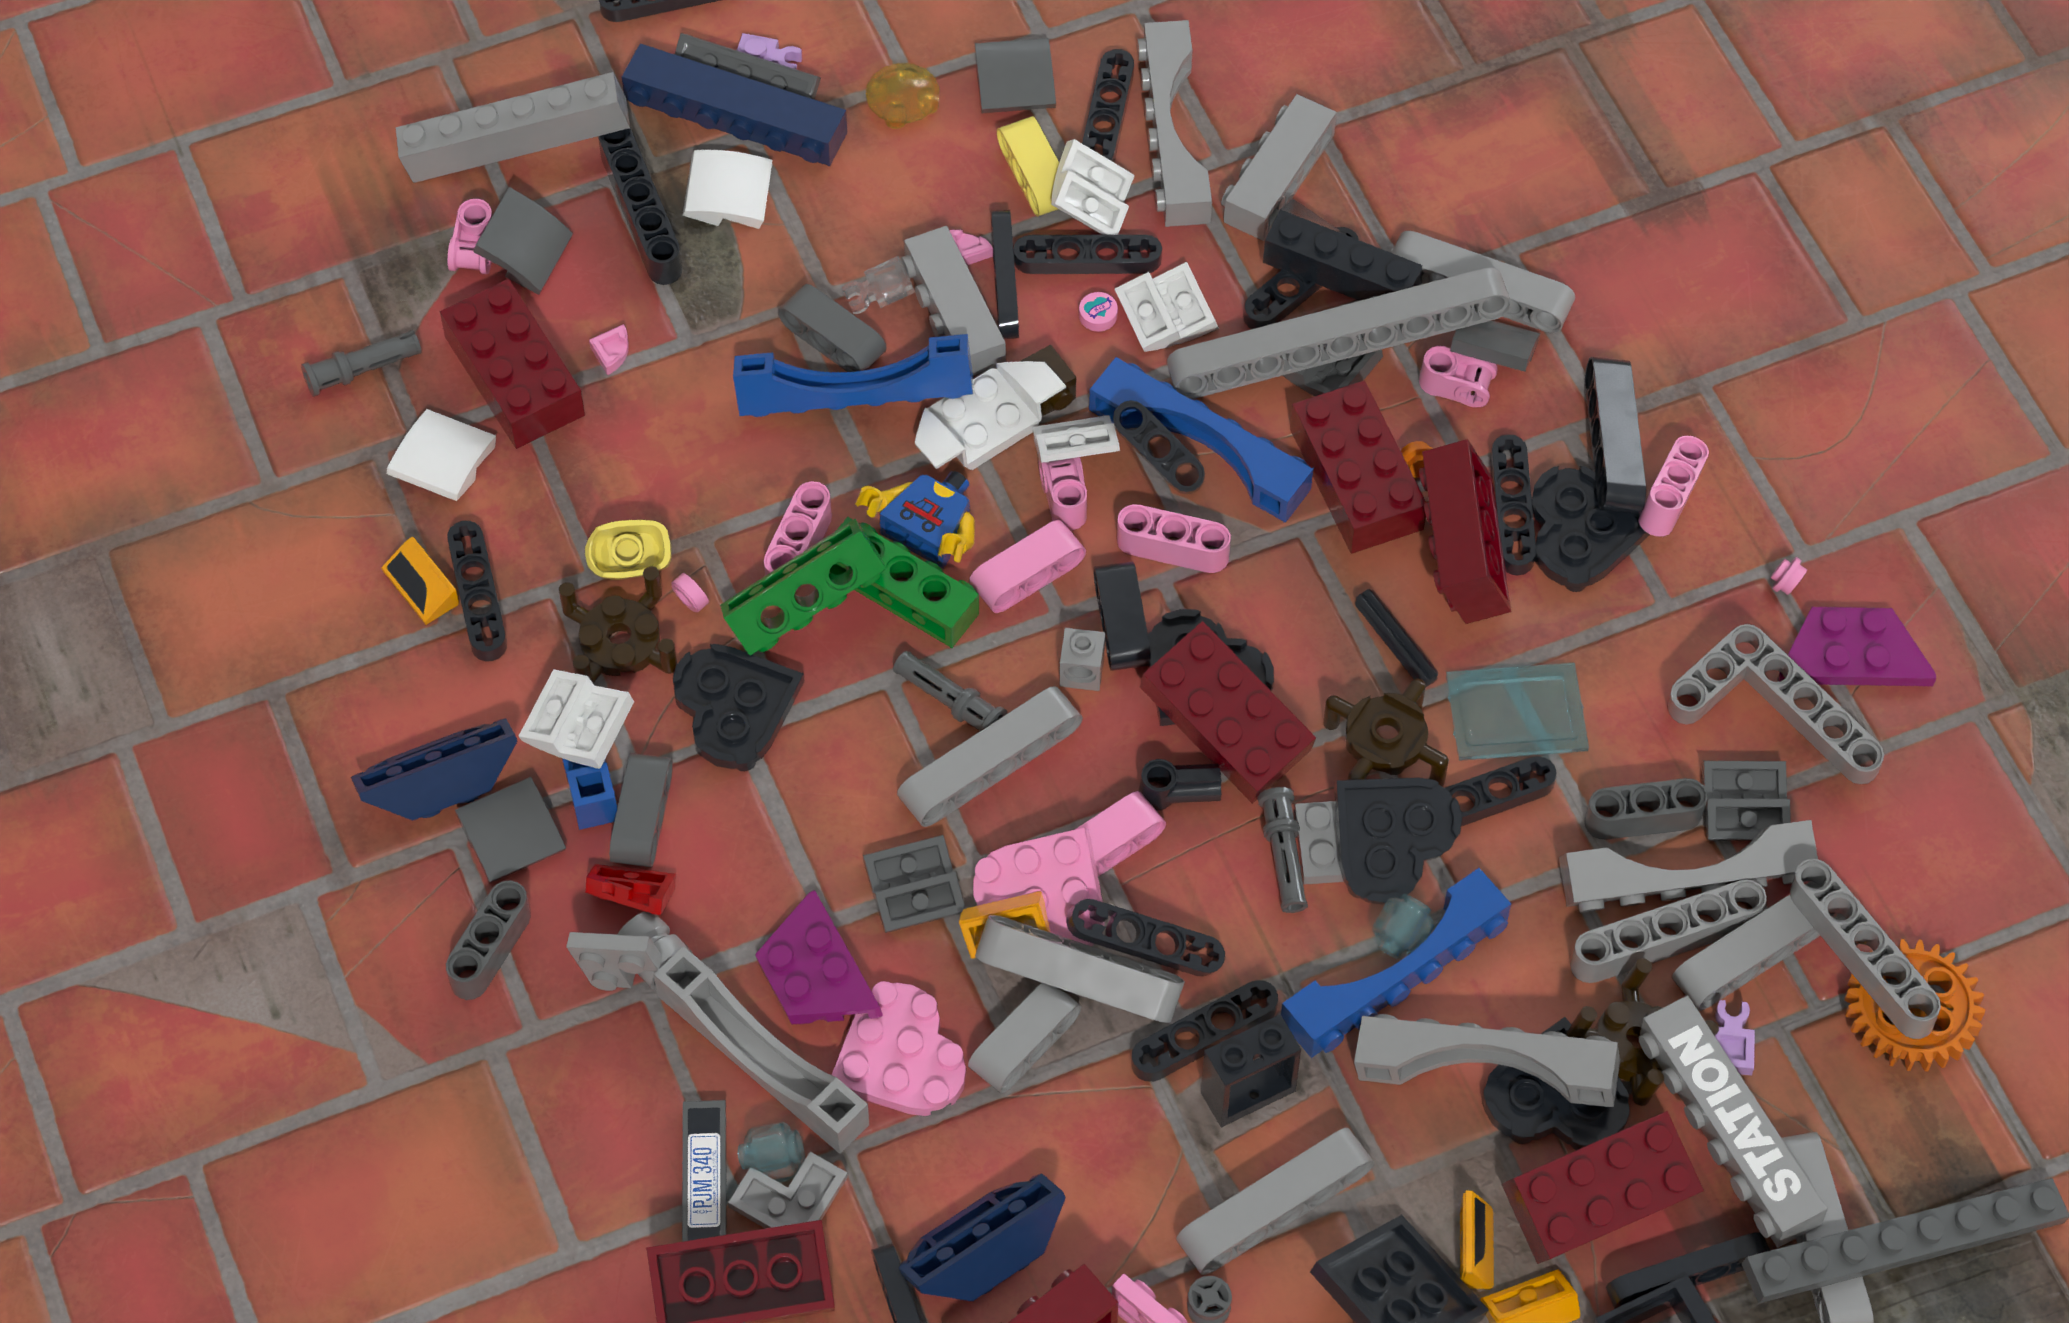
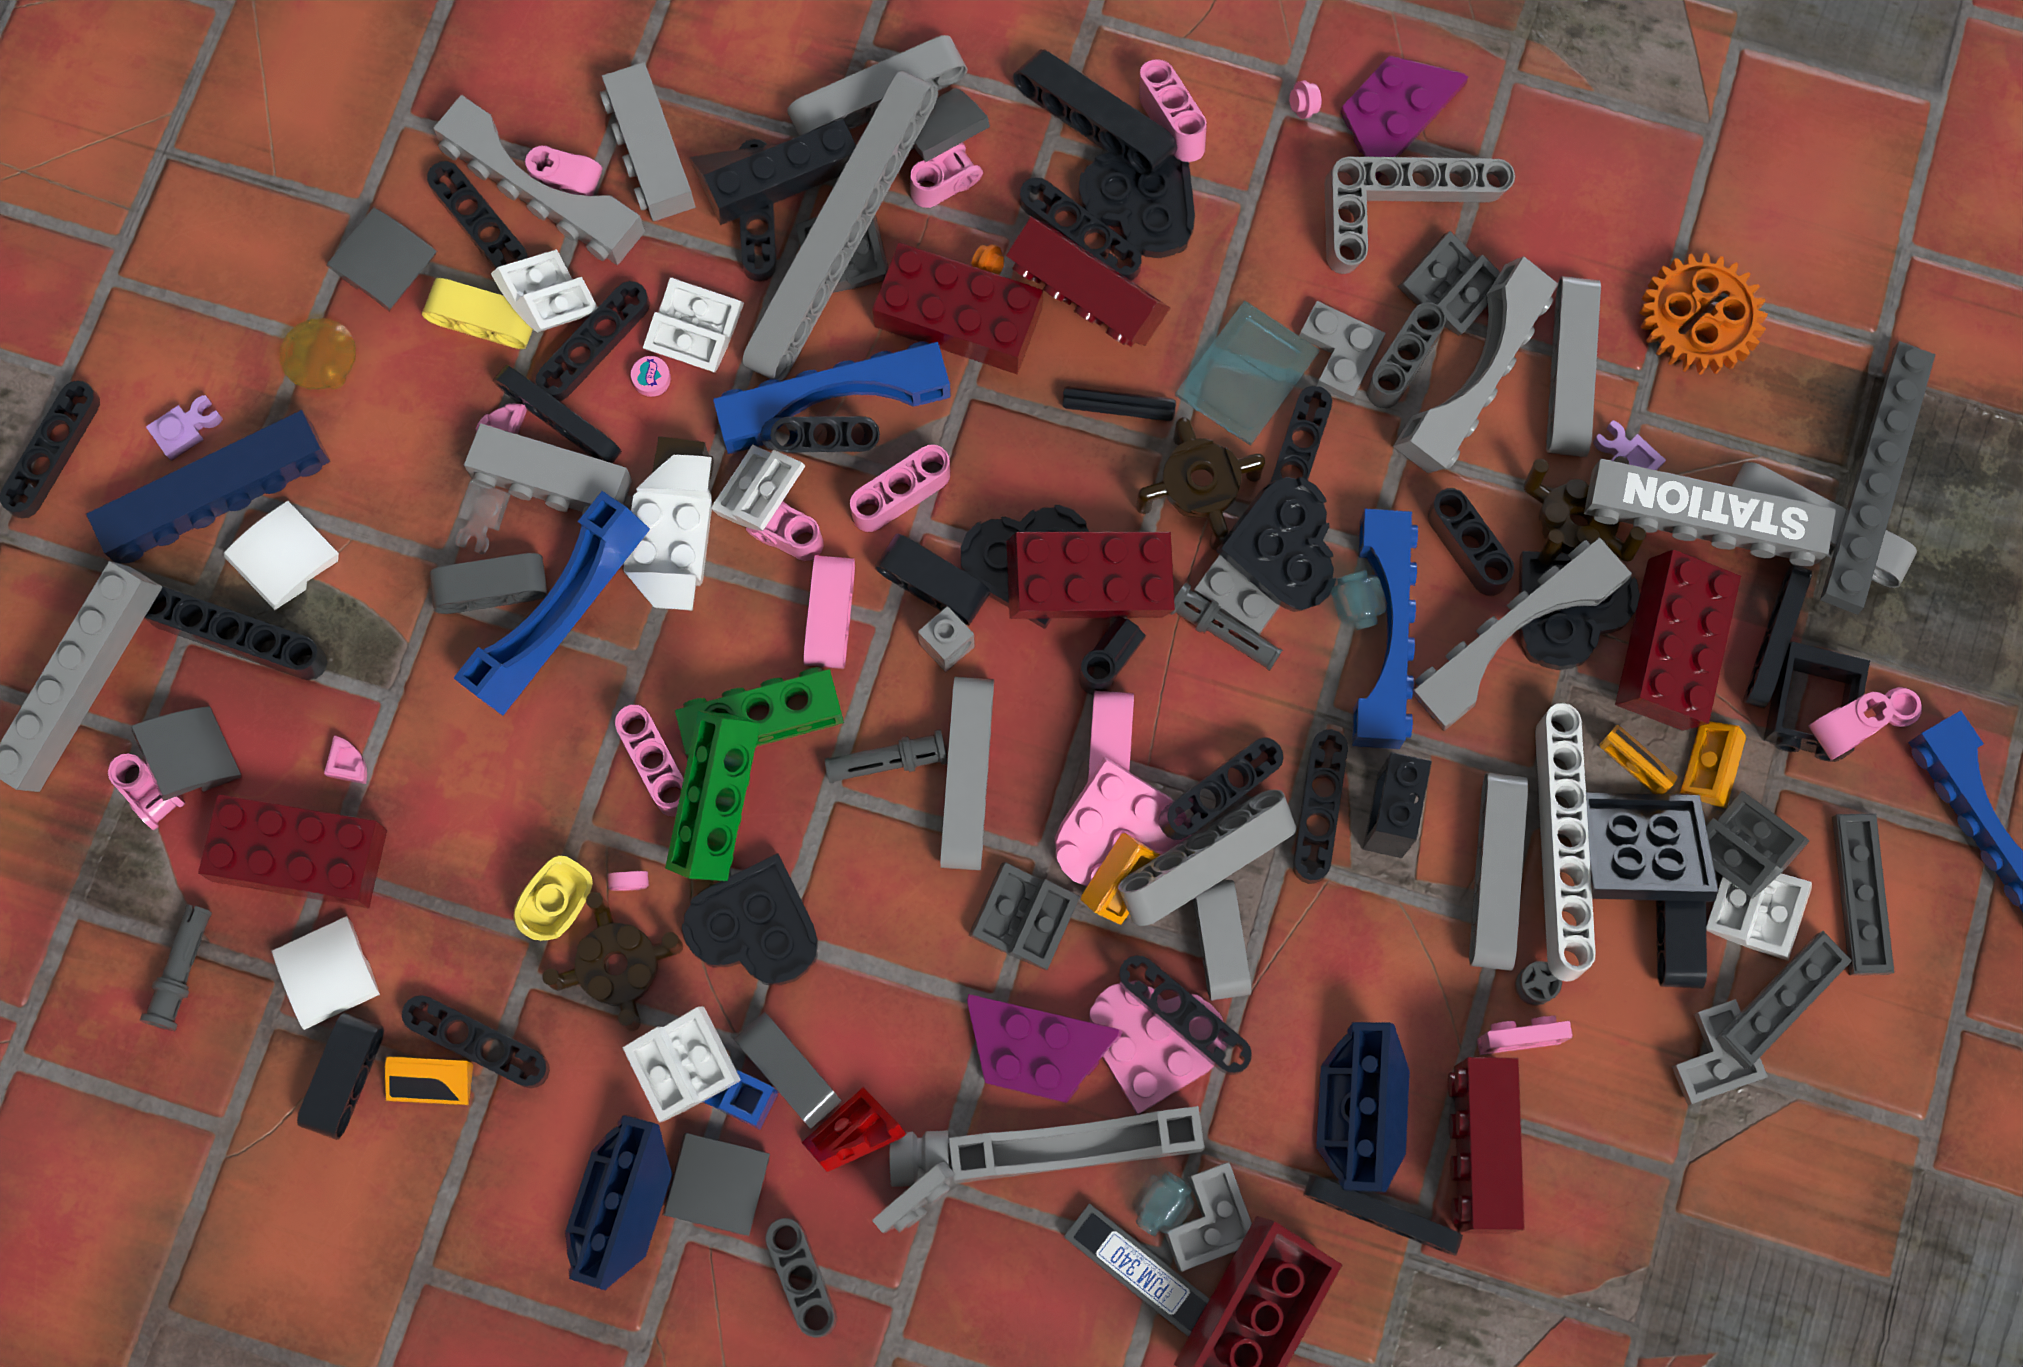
camera: 50 degrees left, 15 degrees up
(373, 522) = (340, 1076): none -> black beam
(748, 66) = (183, 450): dark grey tile -> none
(925, 516) = (723, 649): torso -> none
(935, 1048) = (1189, 1009): none -> black beam
(1198, 130) = (564, 170): none -> bright pink piece
(1329, 1236) = (1560, 858): none -> white beam
(1536, 956) = (1470, 523): none -> black beam
(1614, 764) = (1351, 345): none -> light grey plate
(1656, 945) = (1517, 407): light grey beam -> none
(1865, 966) = (1669, 302): light grey beam -> none

